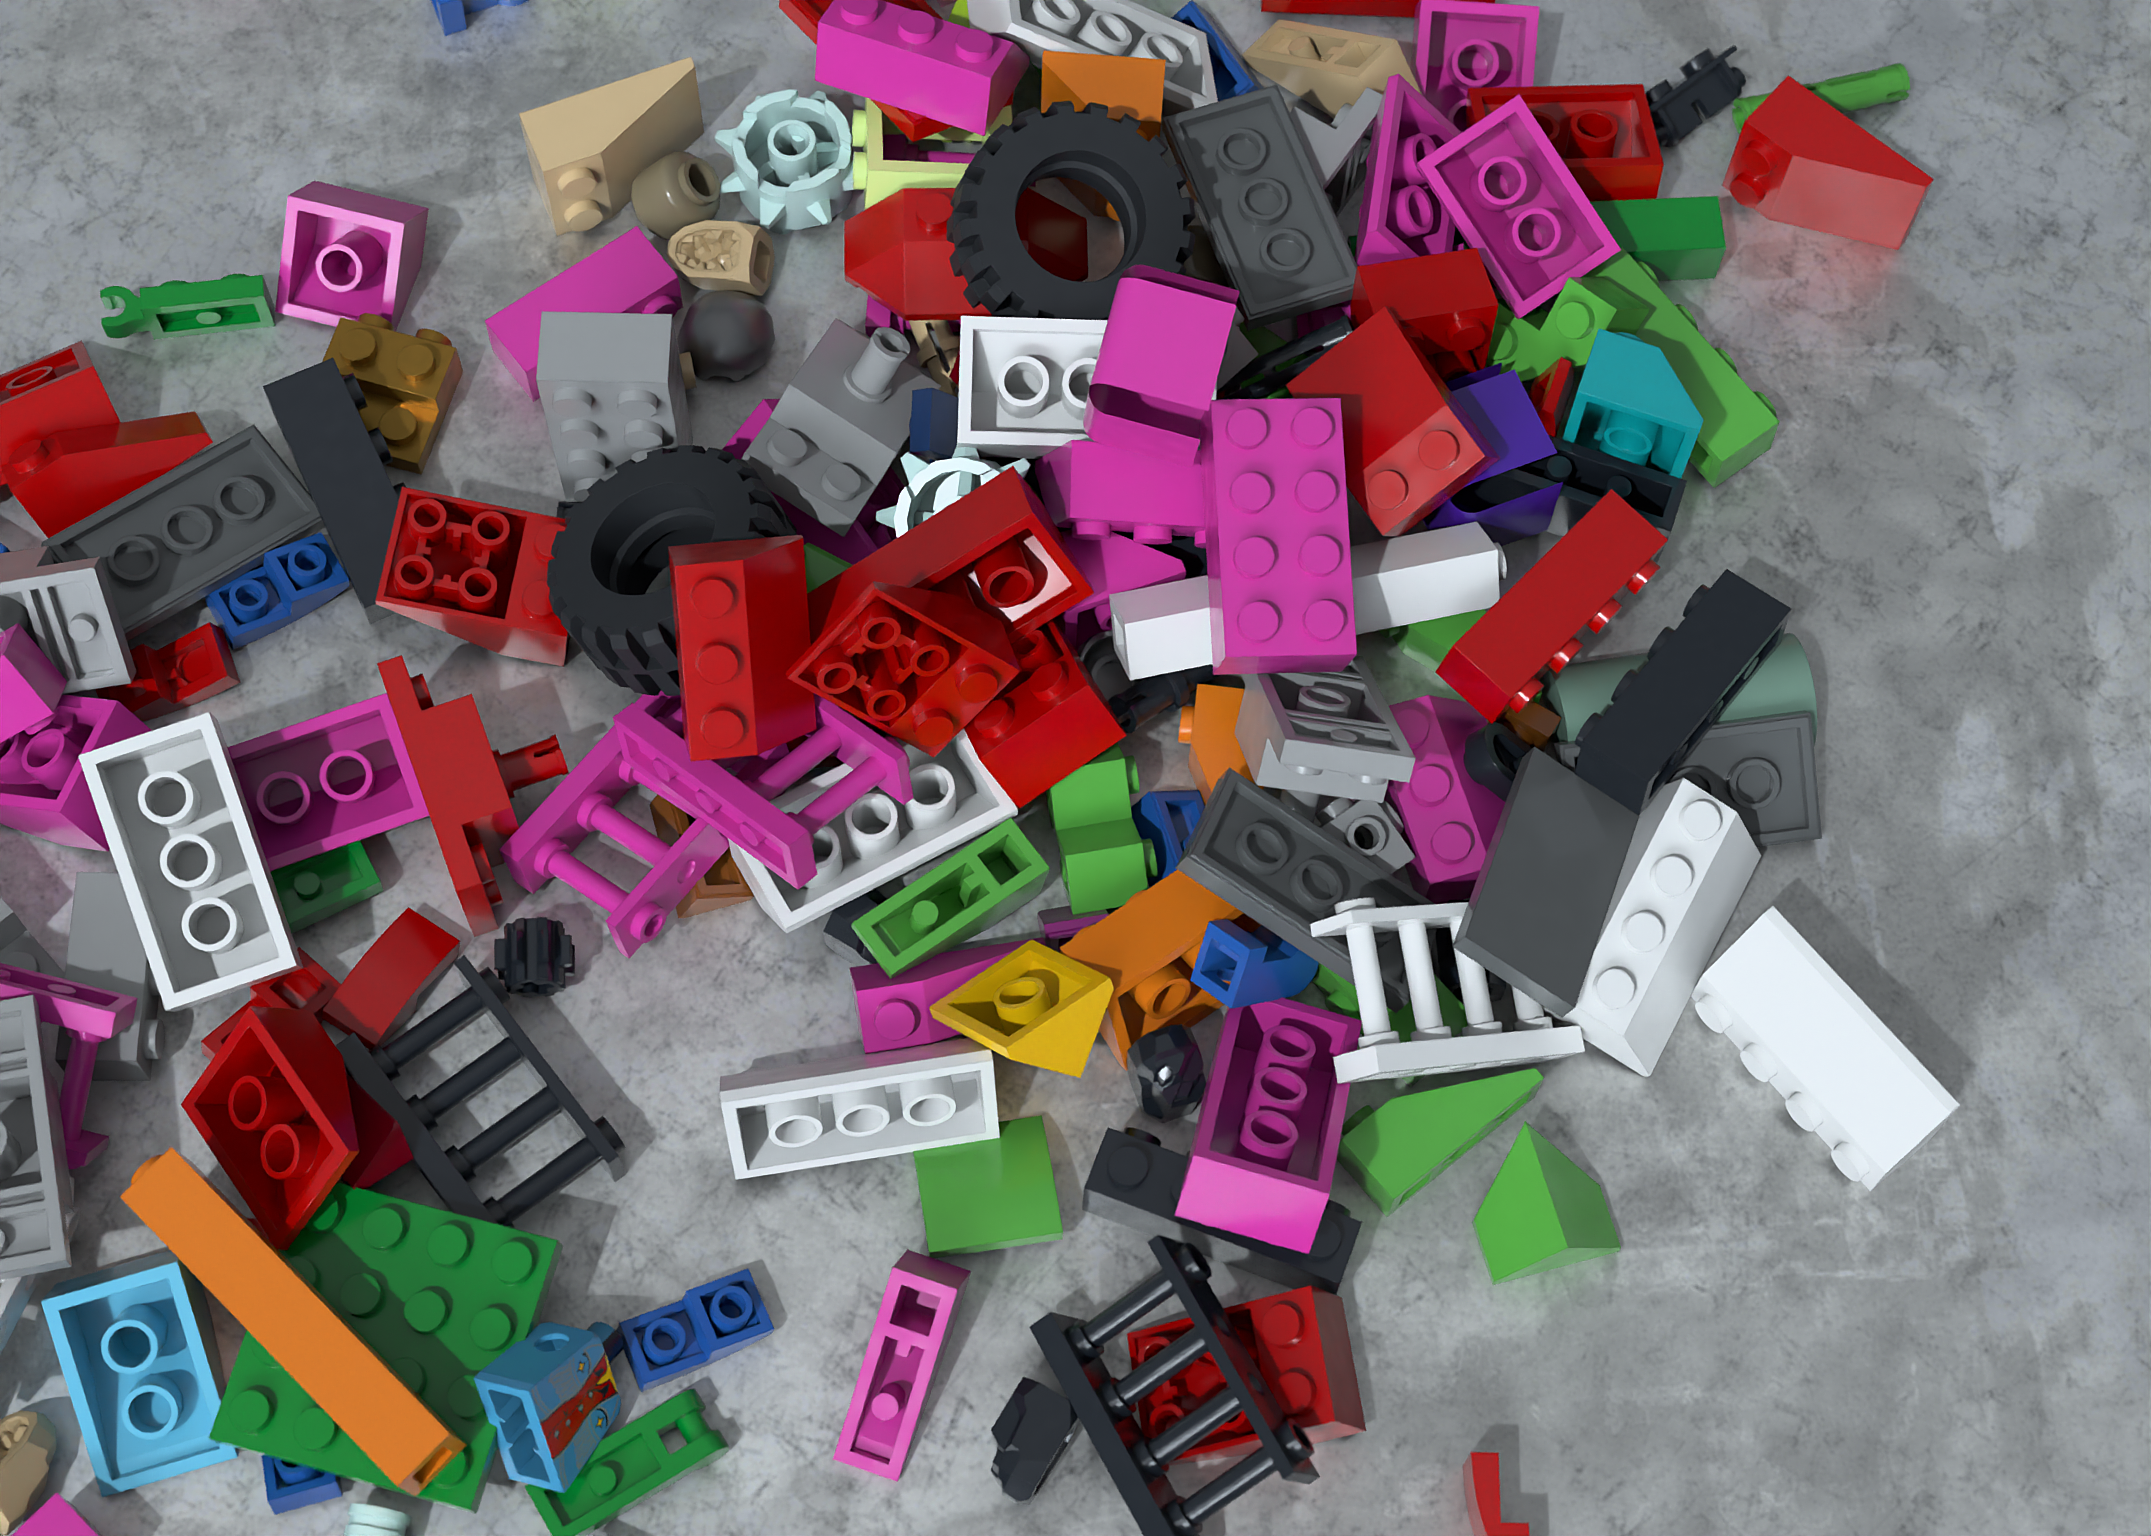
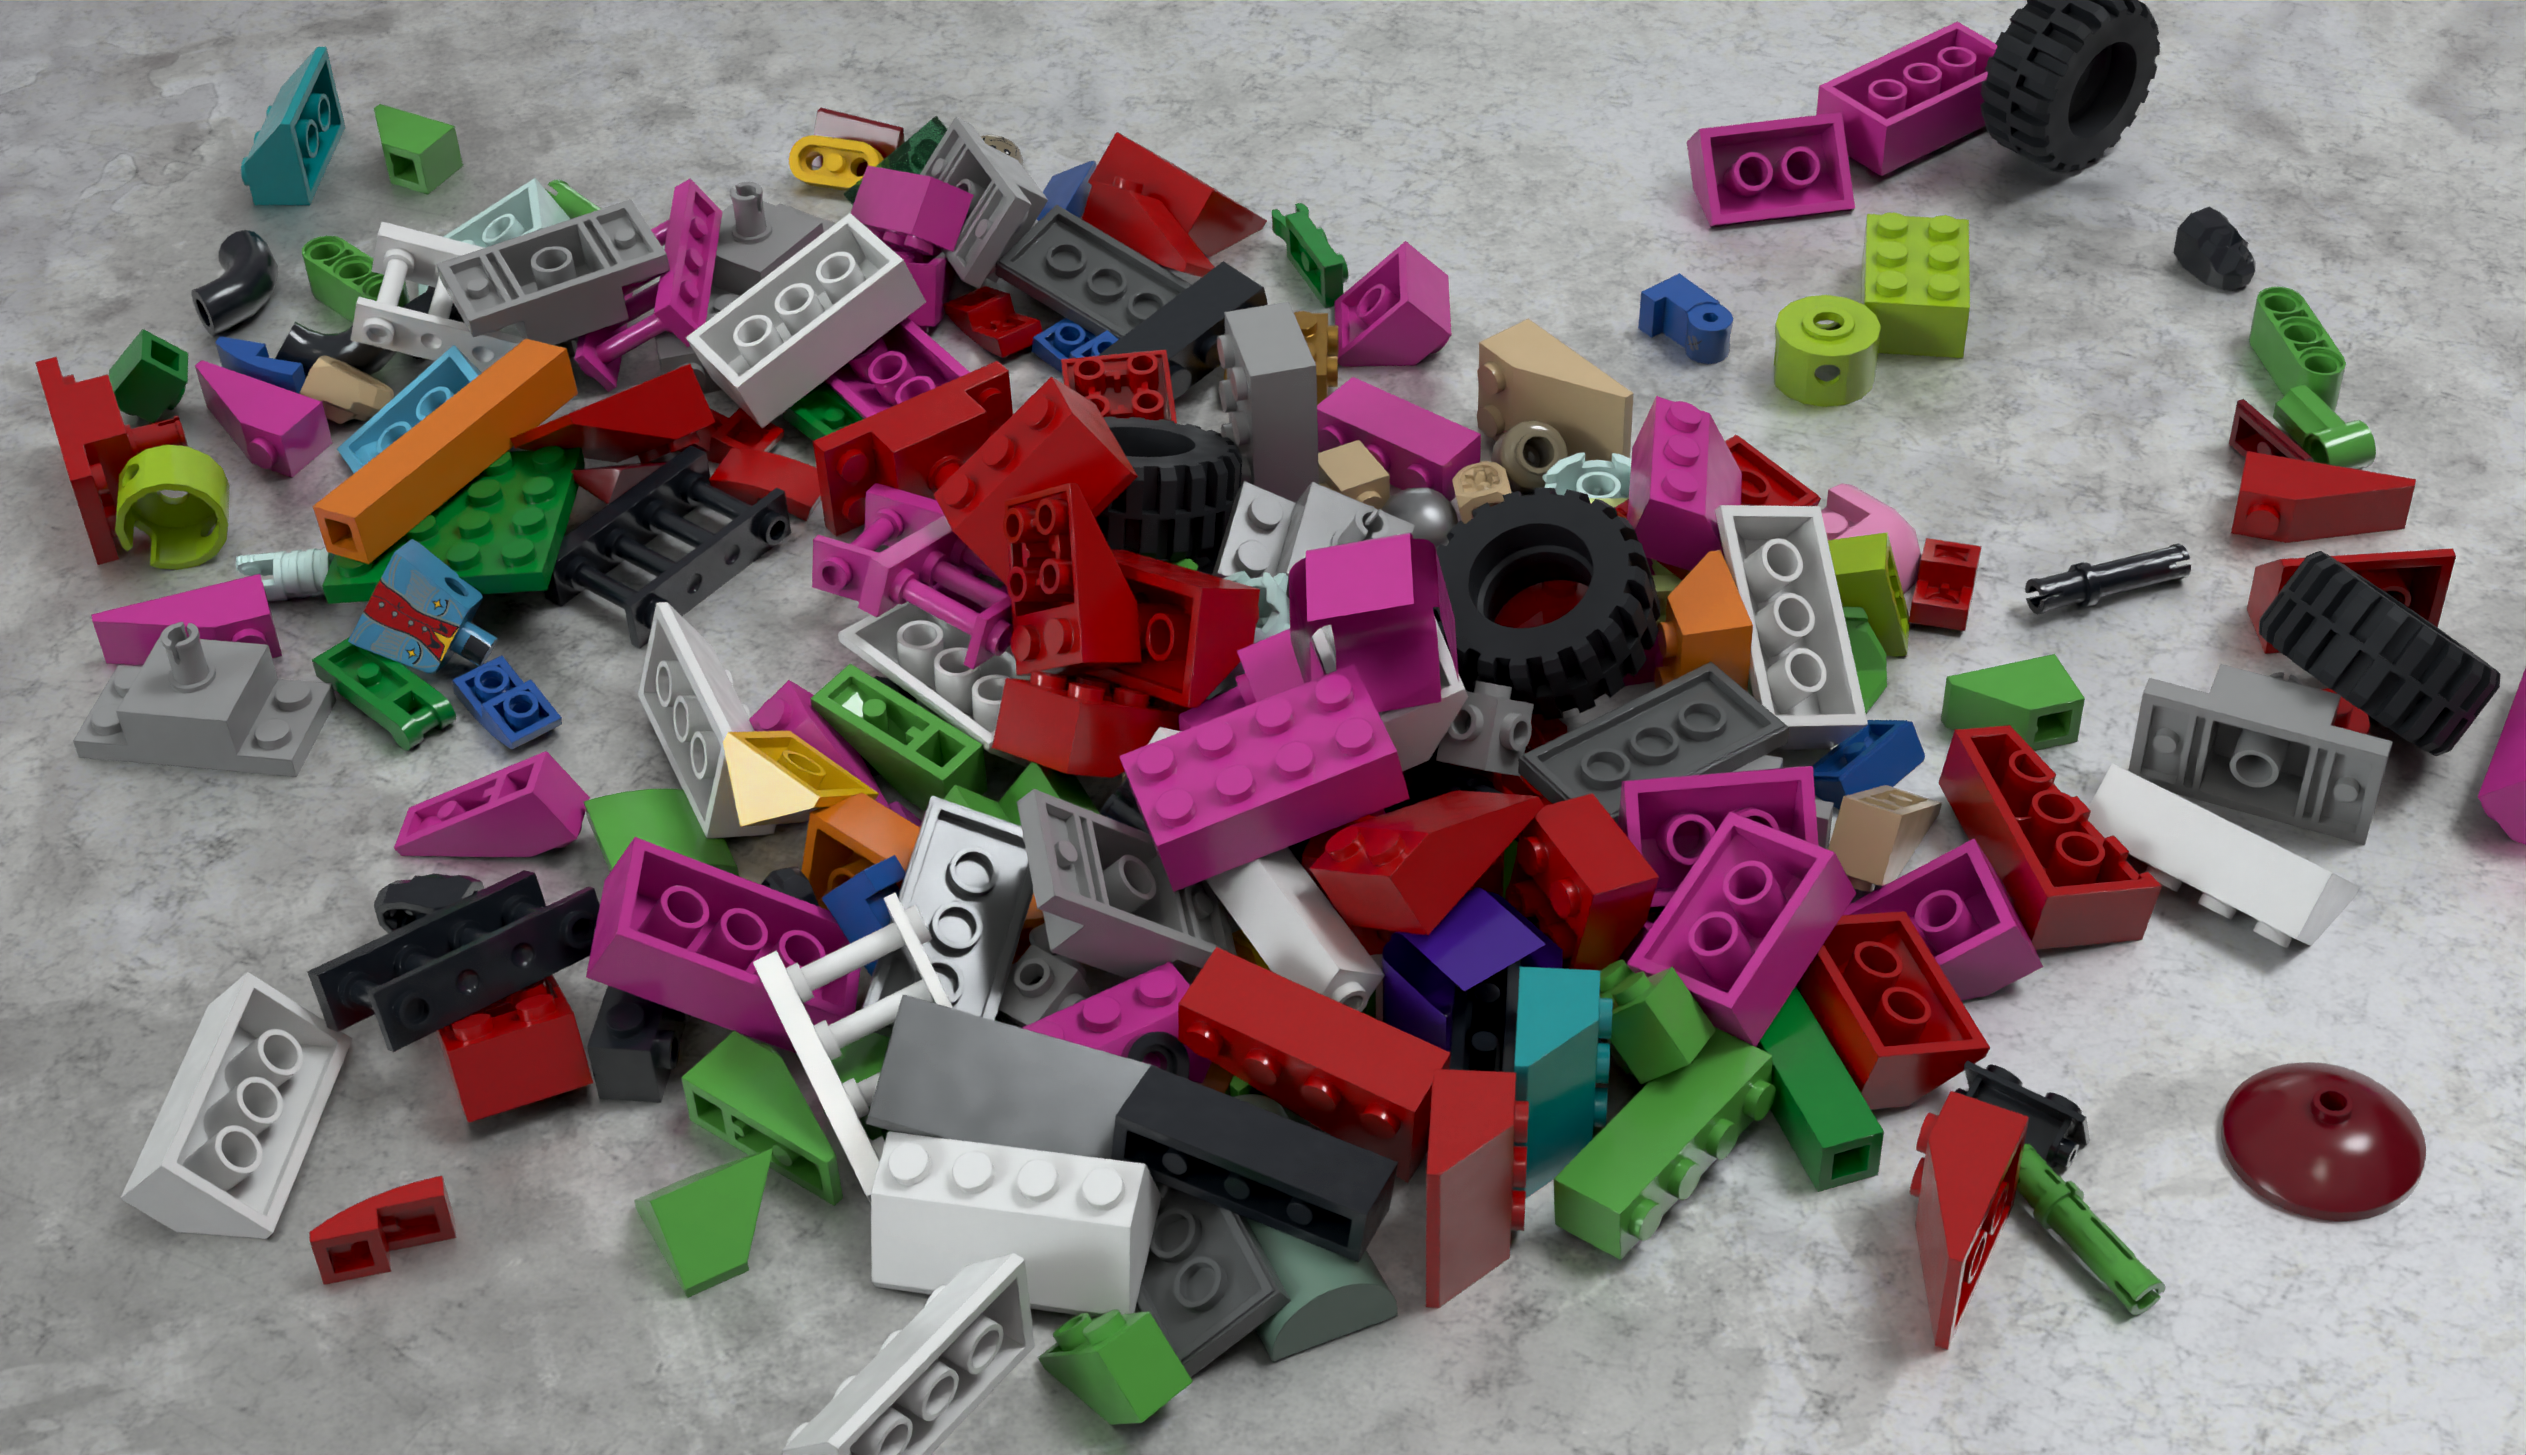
camera: 80 degrees right, 25 degrees down
(534, 957) = (794, 538): black gear -> none
(1736, 518) = (1472, 1178): none -> red slope
(1819, 874) = (1116, 1365): none -> bright green slope

